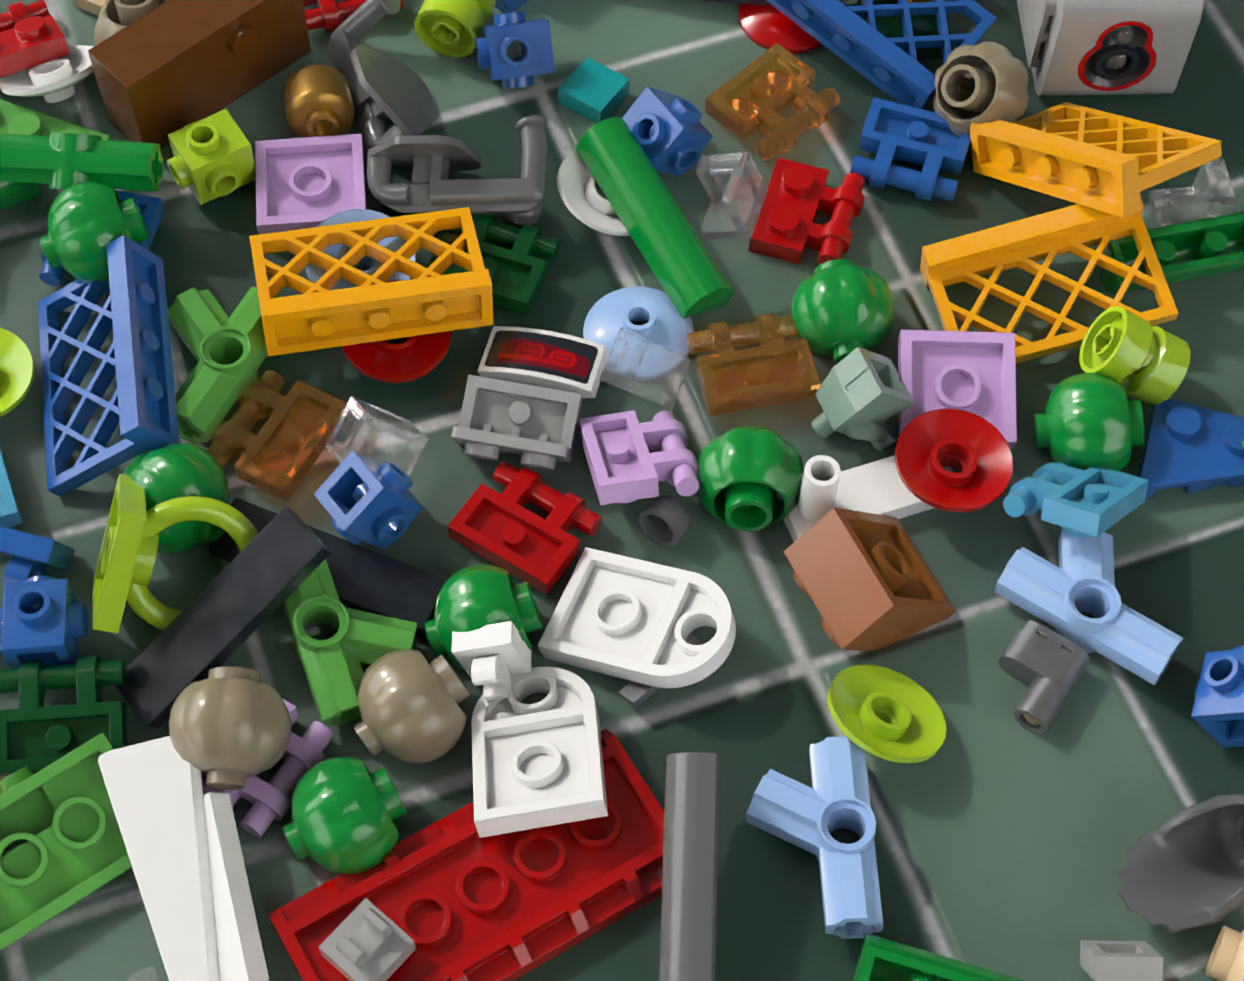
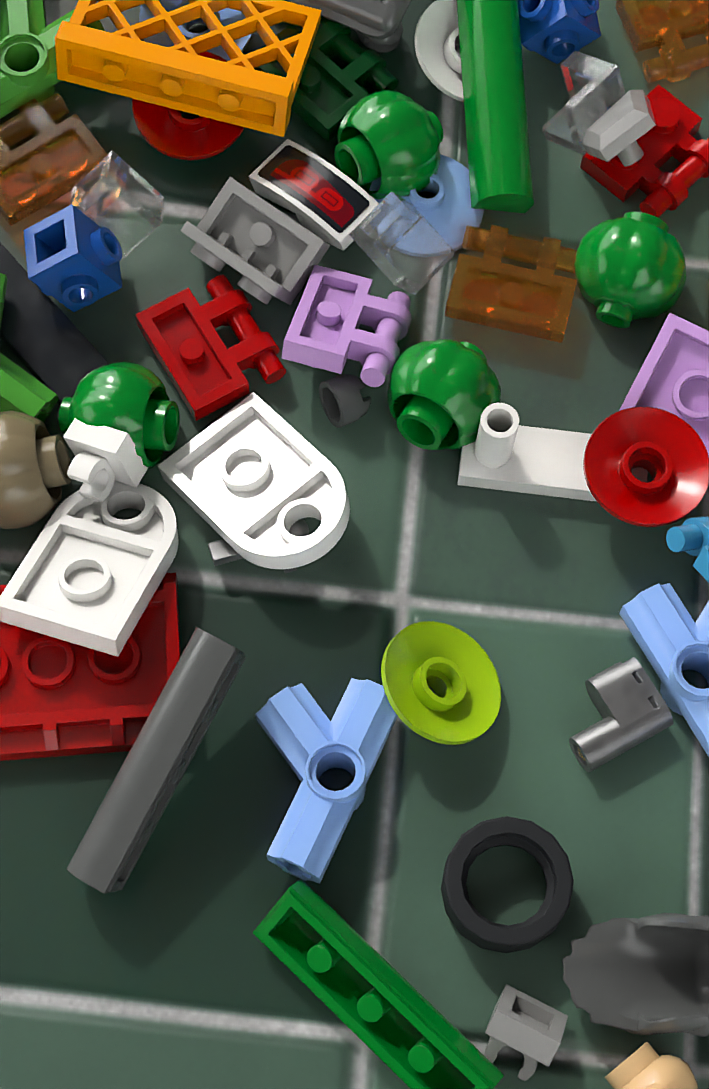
camera: 25 degrees right, 10 degrees up
(584, 287) = (389, 140): none -> green plant
(776, 202) = (620, 128): none -> light grey piece
(860, 398) = (593, 362): sand green piece -> none
(866, 580) = (501, 545): dark orange slope -> none
(1060, 817) = (549, 856): none -> black tyre

